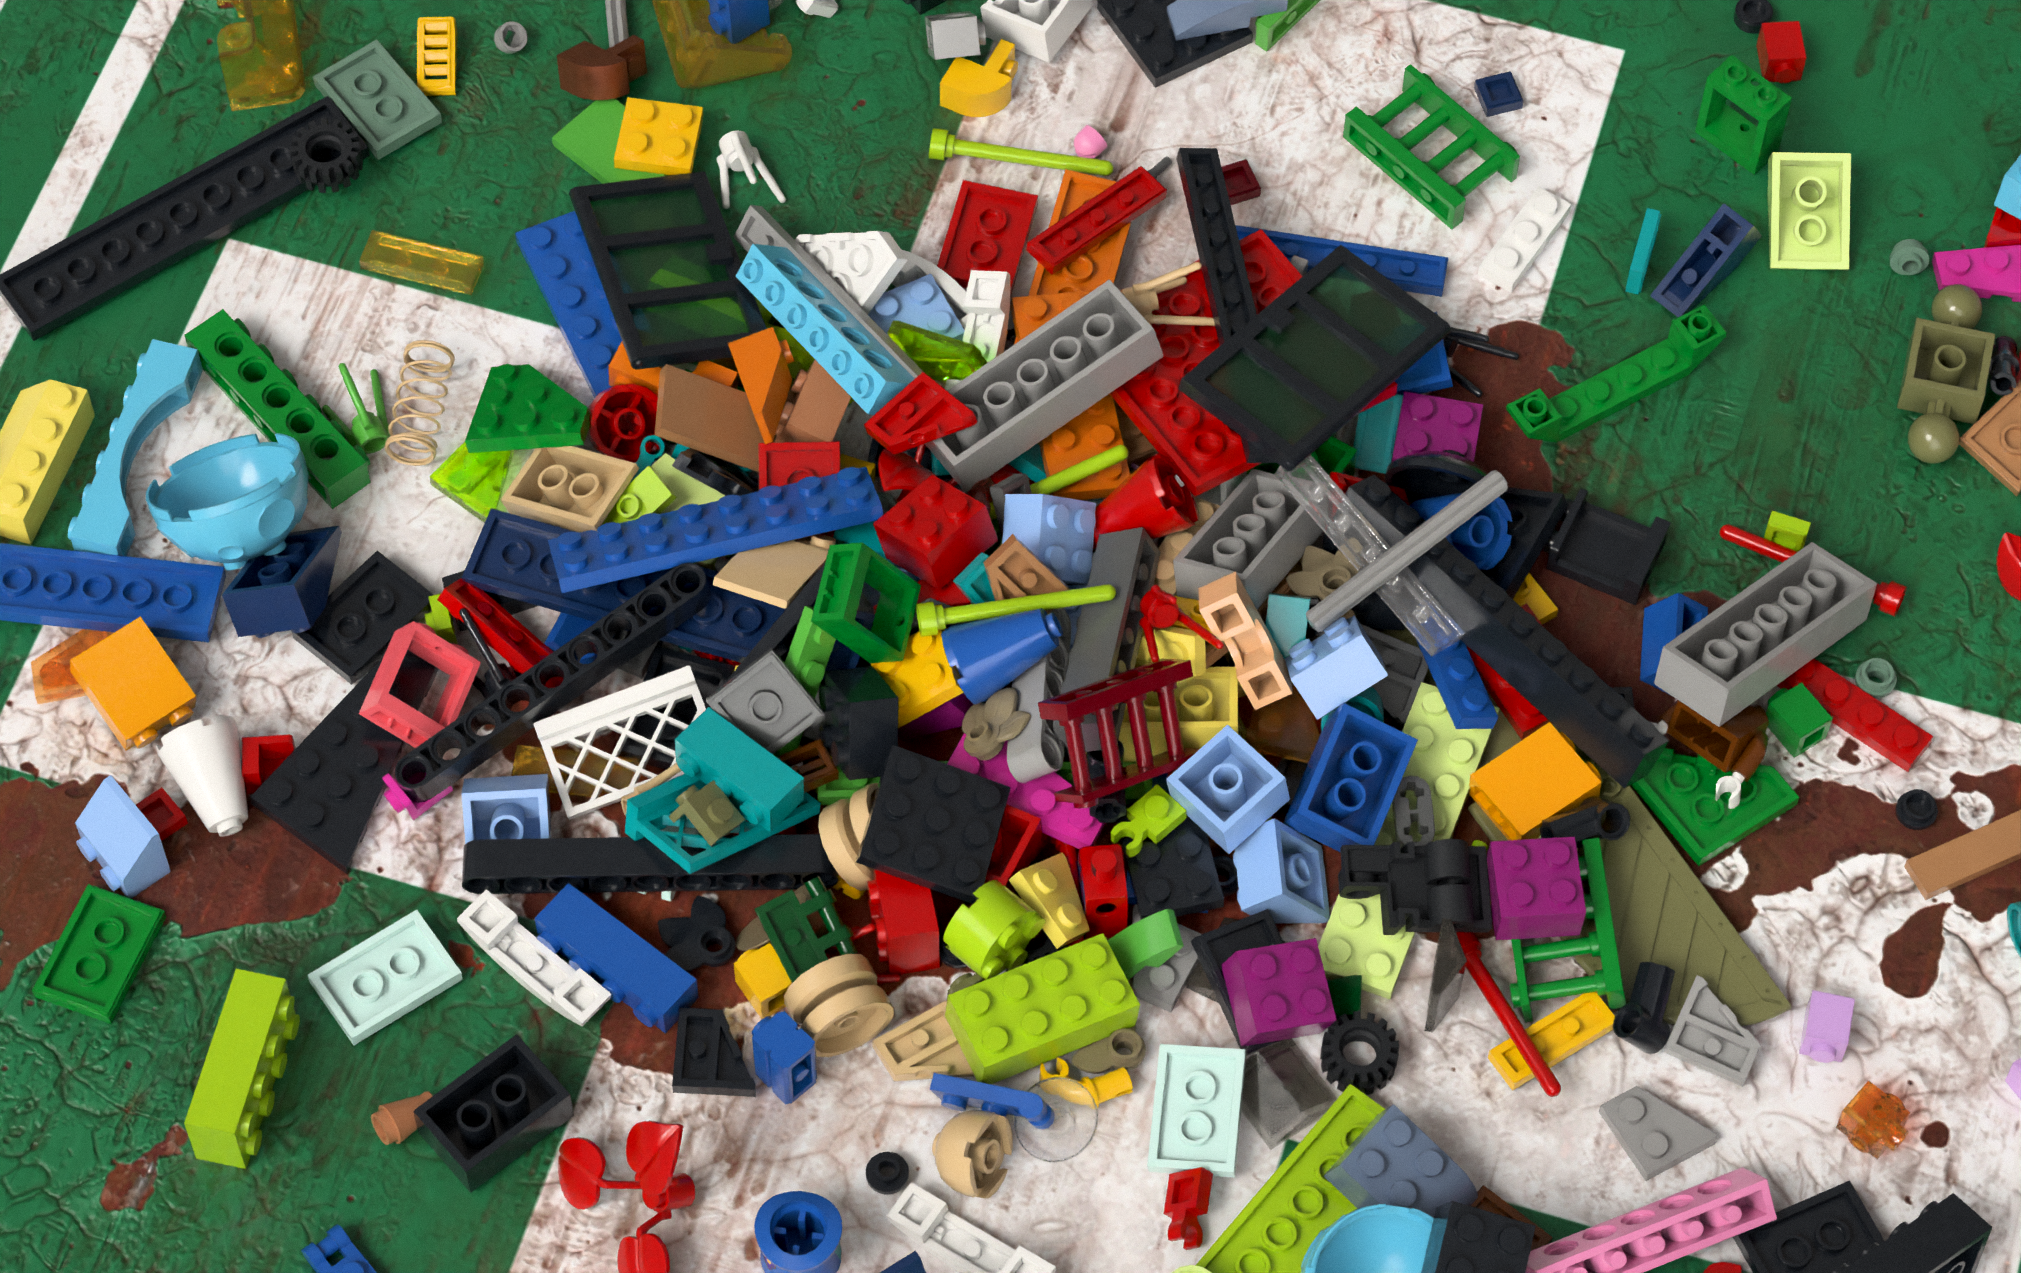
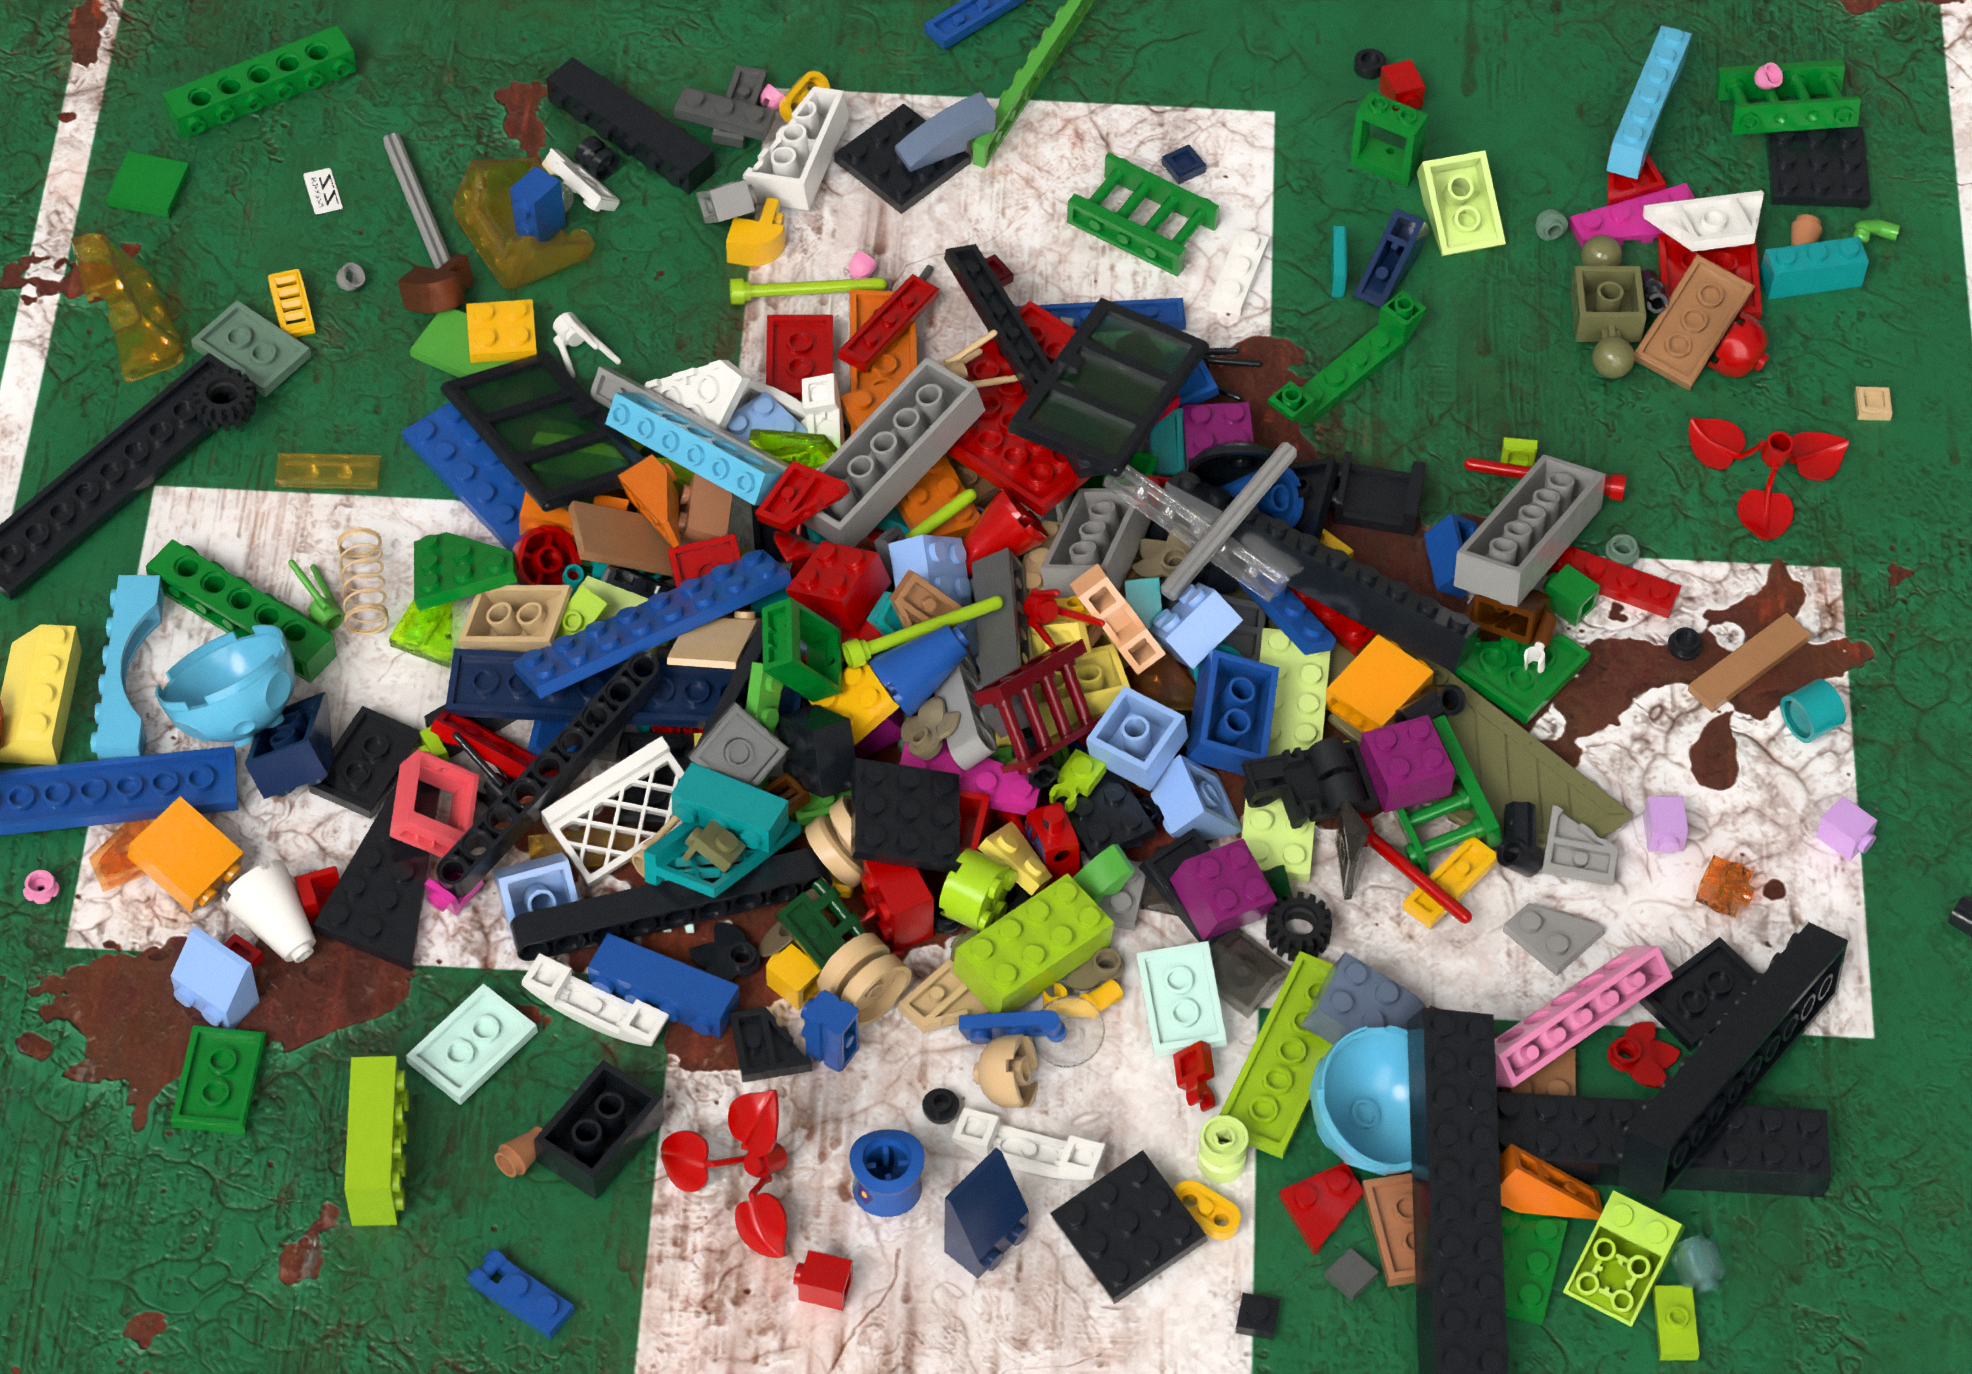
camera: 15 degrees left, 5 degrees down
(1422, 815) = (1296, 727): dark grey beam -> none

